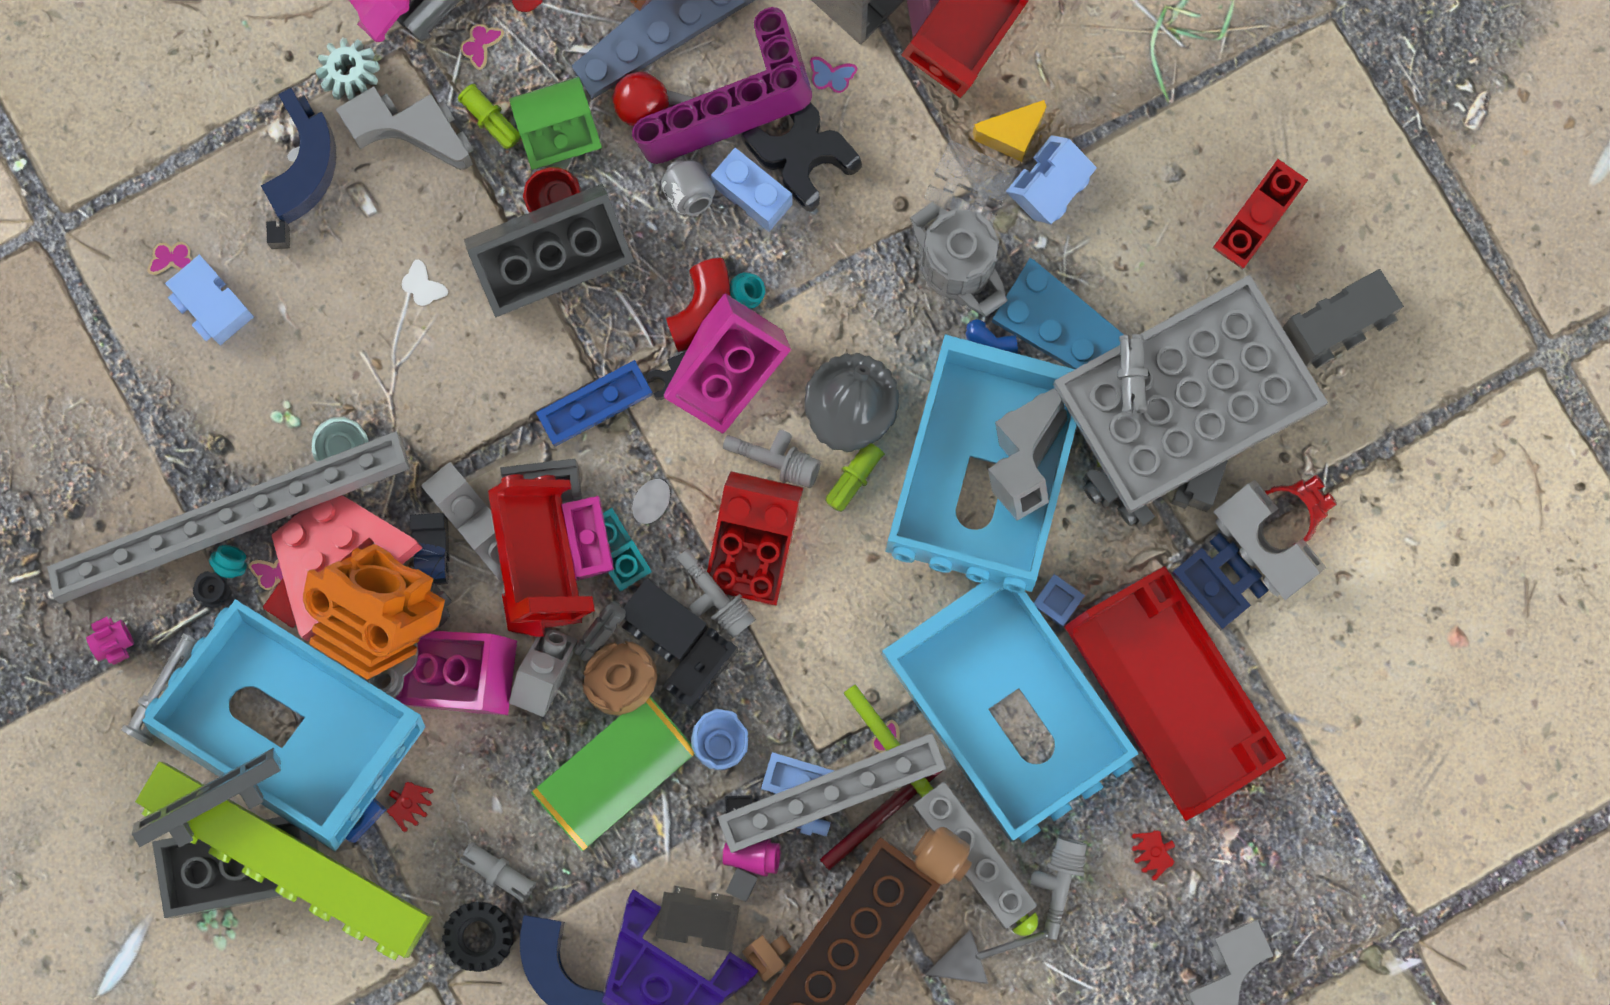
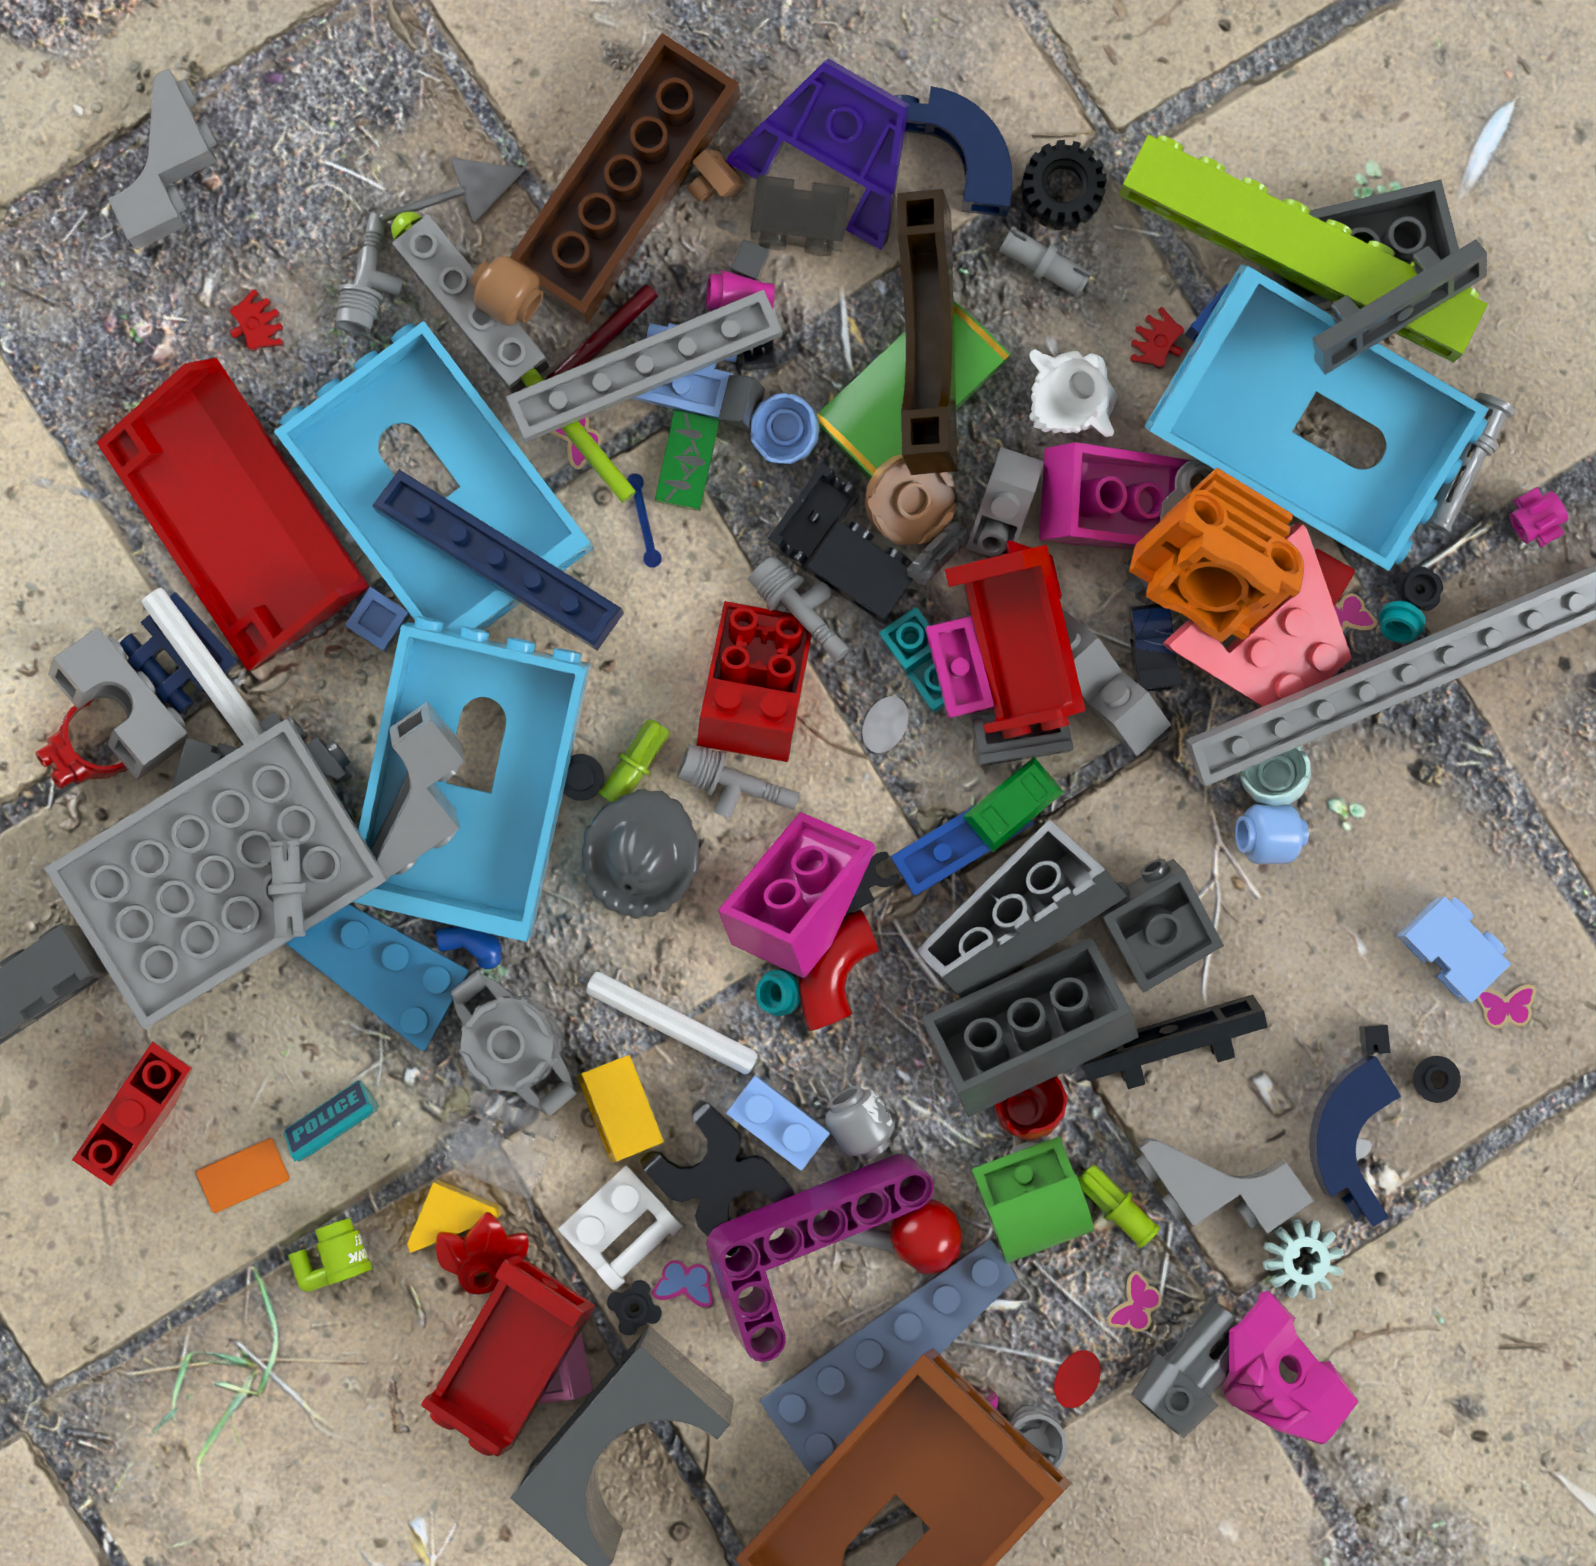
camera: 175 degrees right, 5 degrees up
(236, 212) = (1422, 1075): none -> black plate
(347, 396) = (1271, 834): none -> light blue head
(423, 290) = (1194, 987): white sticker -> none
(429, 243) = (1178, 1035): none -> black hinge
(442, 331) = (1160, 924): none -> dark grey plate
(482, 757) = (1072, 393): none -> white hair
(551, 340) = (1020, 912): none -> dark grey wedge
(551, 427) = (1013, 804): none -> green tile
(596, 809) = (930, 384): none -> dark brown arch
(755, 764) = (740, 401): none -> dark grey slope
(801, 721) = (687, 460): none -> green tile
(833, 272) = (671, 1022): none -> white axle
(833, 644) = (652, 557): none -> clear blue hinge
(871, 66) = (629, 1320): none -> black plate
(876, 206) = (619, 1109): none -> yellow hinge
(888, 127) = (609, 1215): none -> white plate
(894, 466) = (583, 778): none -> black plate
(958, 639) = (498, 560): none -> dark blue tile
(987, 96) = (479, 1252): none -> red plate
(1053, 181) = (397, 1149): light blue brick -> none
(1099, 106) = (340, 1253): none -> lime piece
(1105, 207) = (329, 1121): none -> slope
(1175, 171) = (242, 1175): none -> orange sticker
(1198, 562) = (202, 665): none -> white axle

